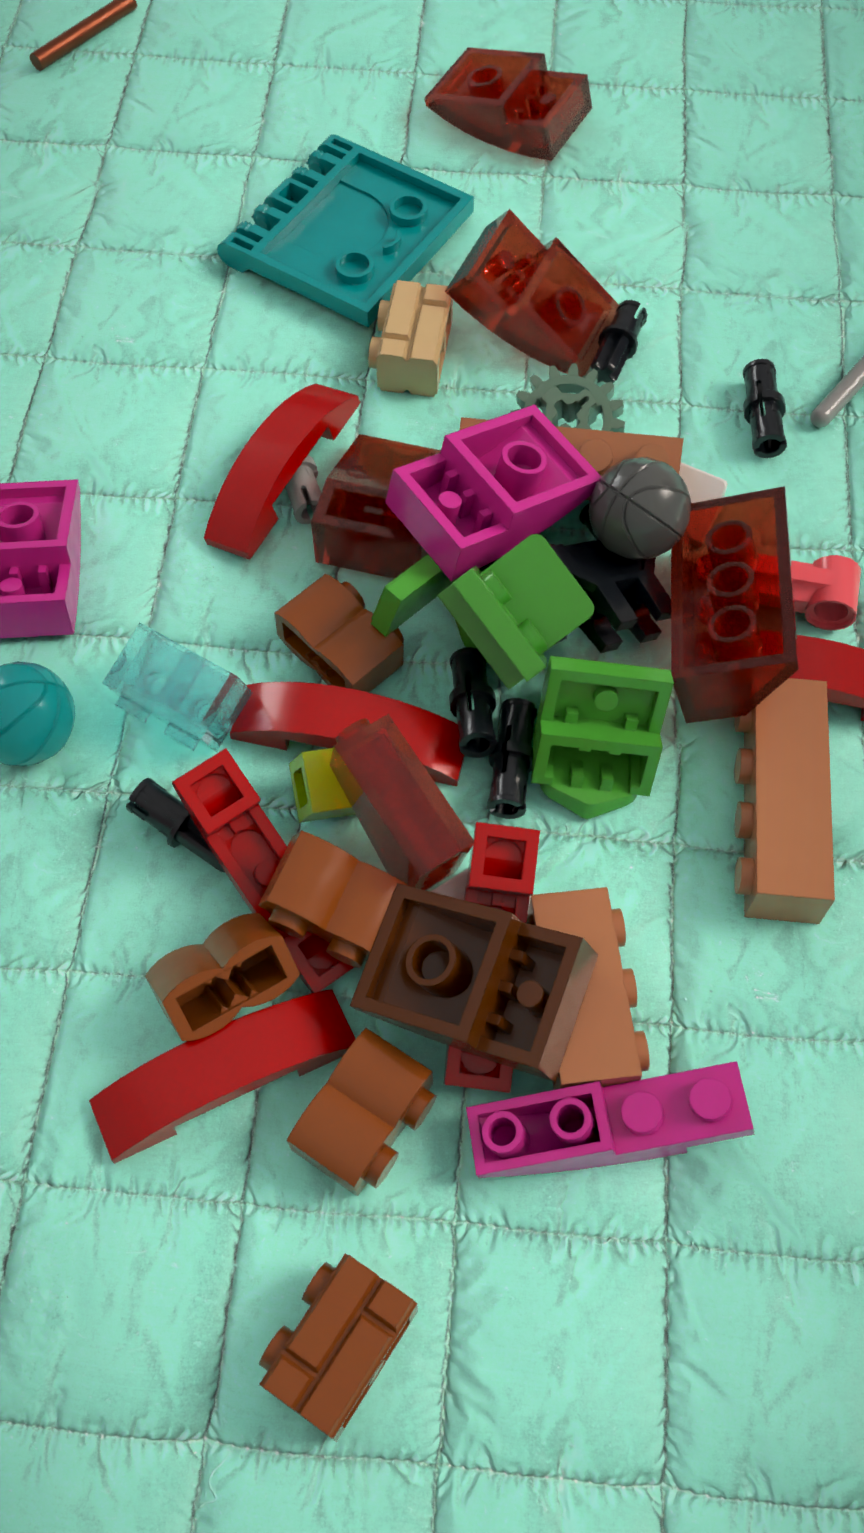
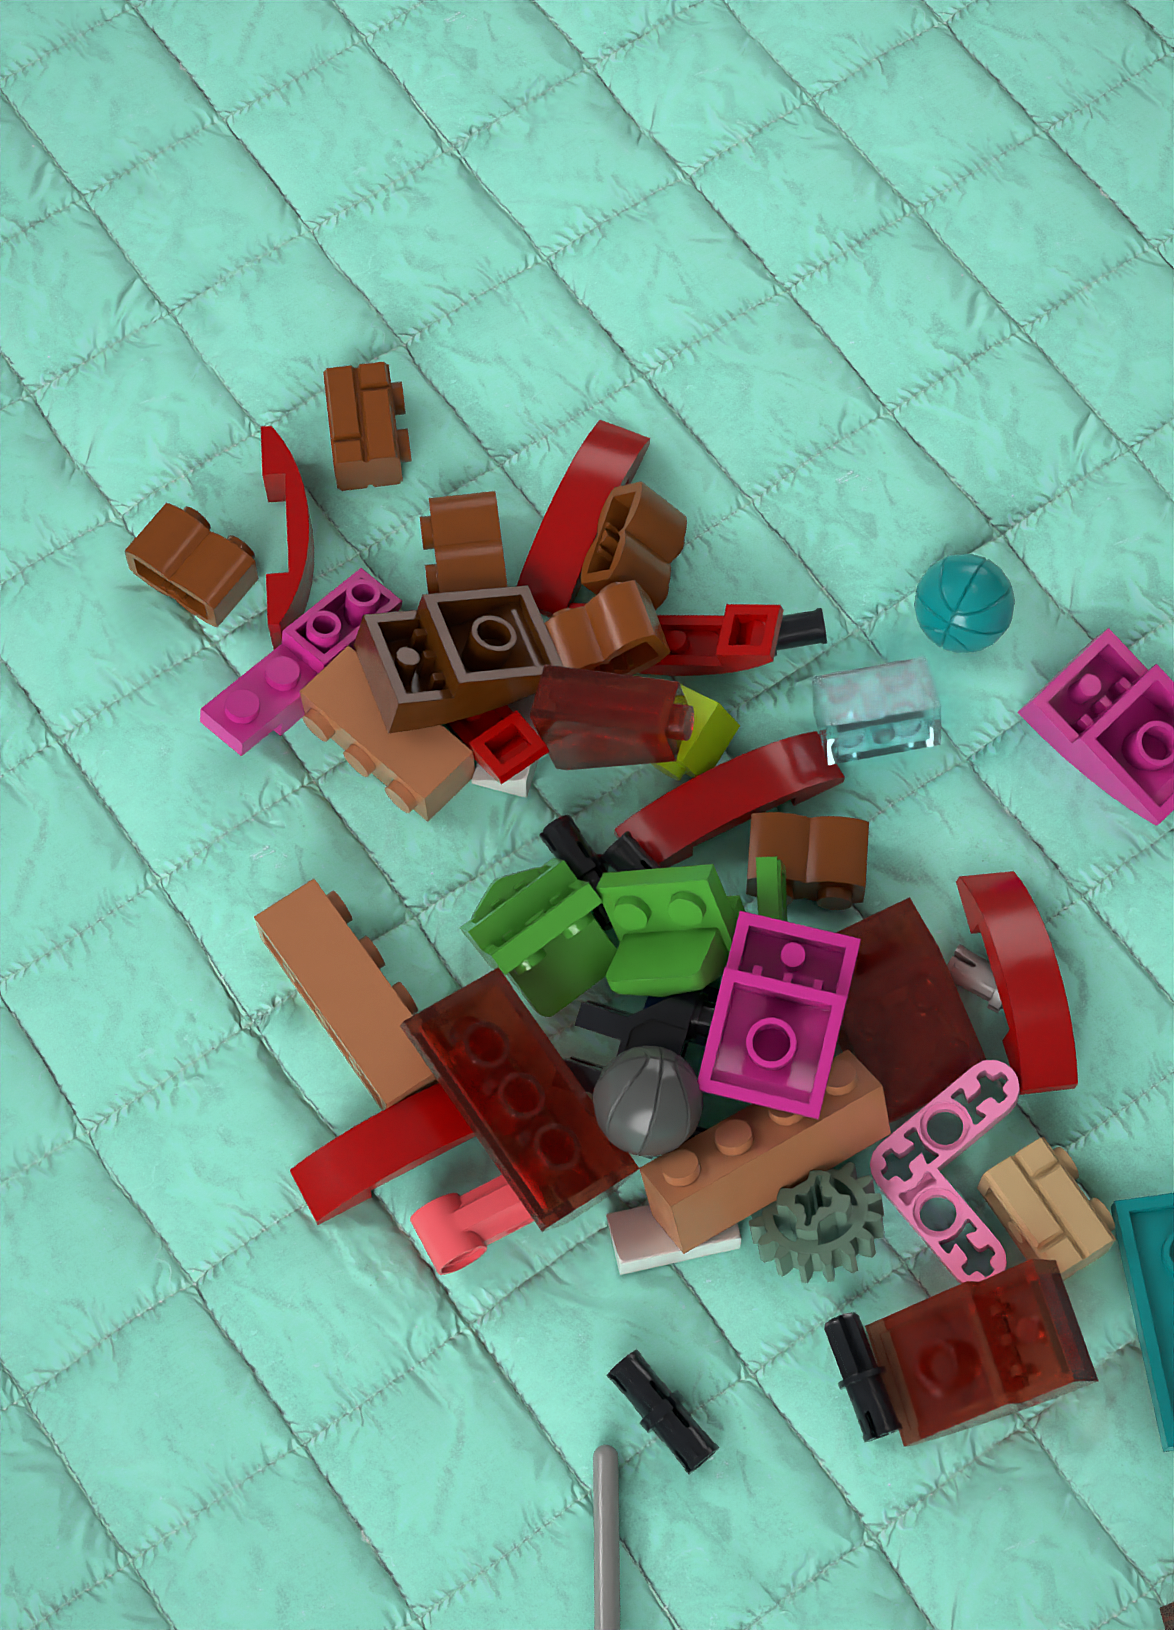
camera: 140 degrees right, 5 degrees up
(445, 407) = (926, 1178): none -> bright pink beam
(567, 1210) = (289, 590): none -> red slope
(637, 1332) = (192, 563): none -> dark orange brick

